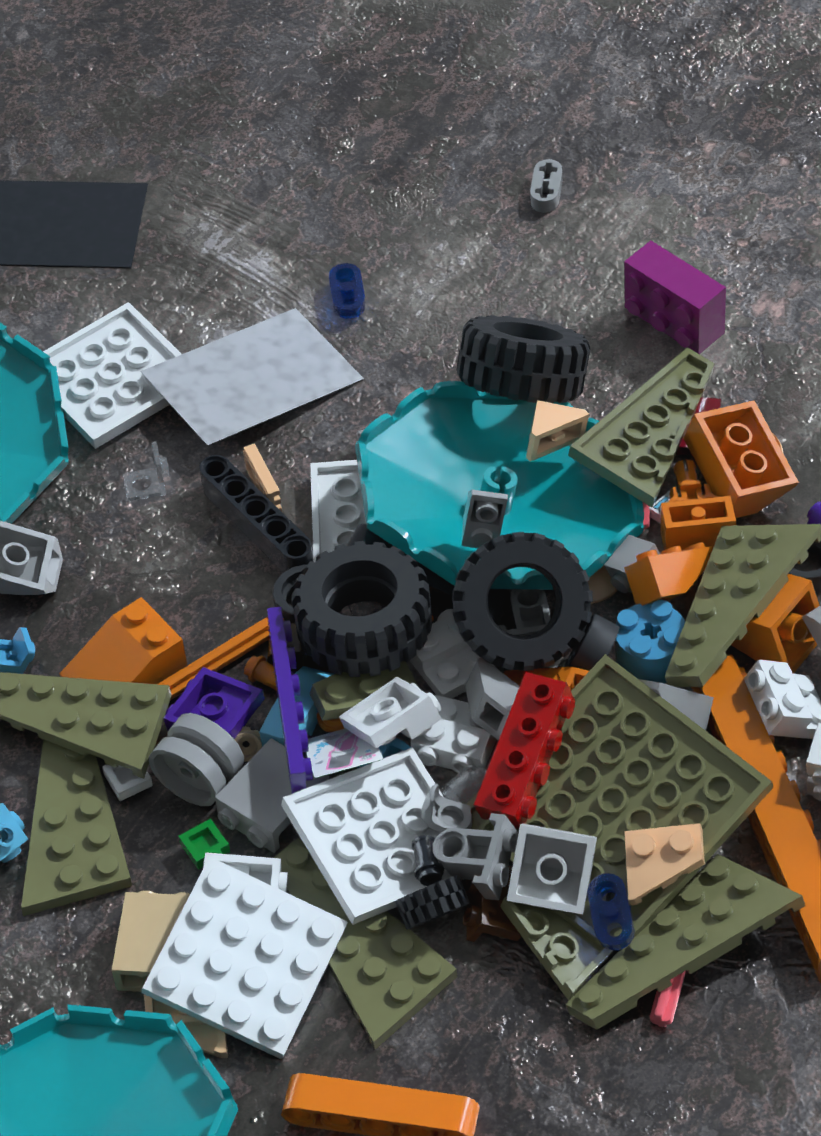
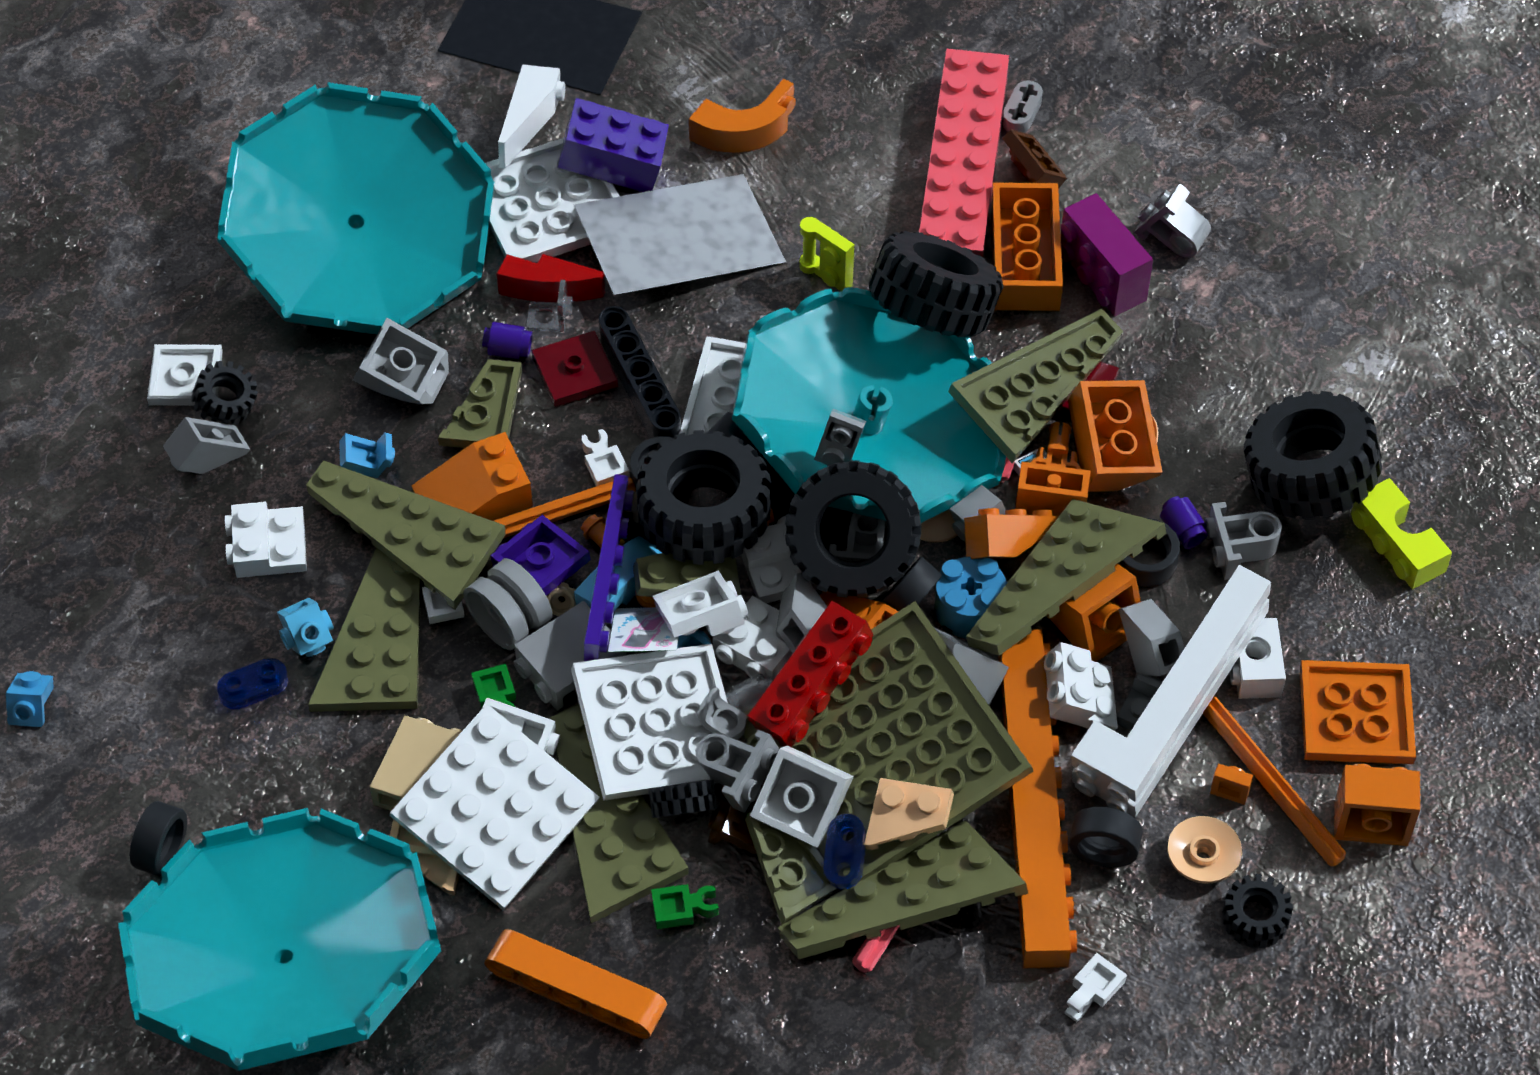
camera: 10 degrees right, 5 degrees up
(68, 293) = (530, 109): none -> white slope
(112, 580) = (487, 407): none -> olive wing
(113, 514) = (507, 340): none -> dark purple brick
(133, 448) = (541, 280): none -> red slope
(162, 307) = (613, 146): none -> dark purple brick
(188, 525) = (574, 368): none -> dark red plate
(244, 605) = (603, 461): none -> white plate
(261, 475) = (656, 339): light nougat tile -> none
(283, 266) = (745, 129): none -> orange arch
(347, 290) = (794, 175): clear blue plate -> none
(414, 354) = (836, 254): none -> neon yellow plate
(428, 867) = (687, 766): black pin -> none
(459, 1010) = (676, 906): none -> green plate
(505, 231) = (965, 148): none -> coral brick
(554, 428) = (942, 362): light nougat slope -> none
(577, 233) = (1032, 159): none -> reddish brown bracket
(596, 304) = (1027, 245): none -> orange brick
(730, 253) = (1174, 223): none -> light grey pin

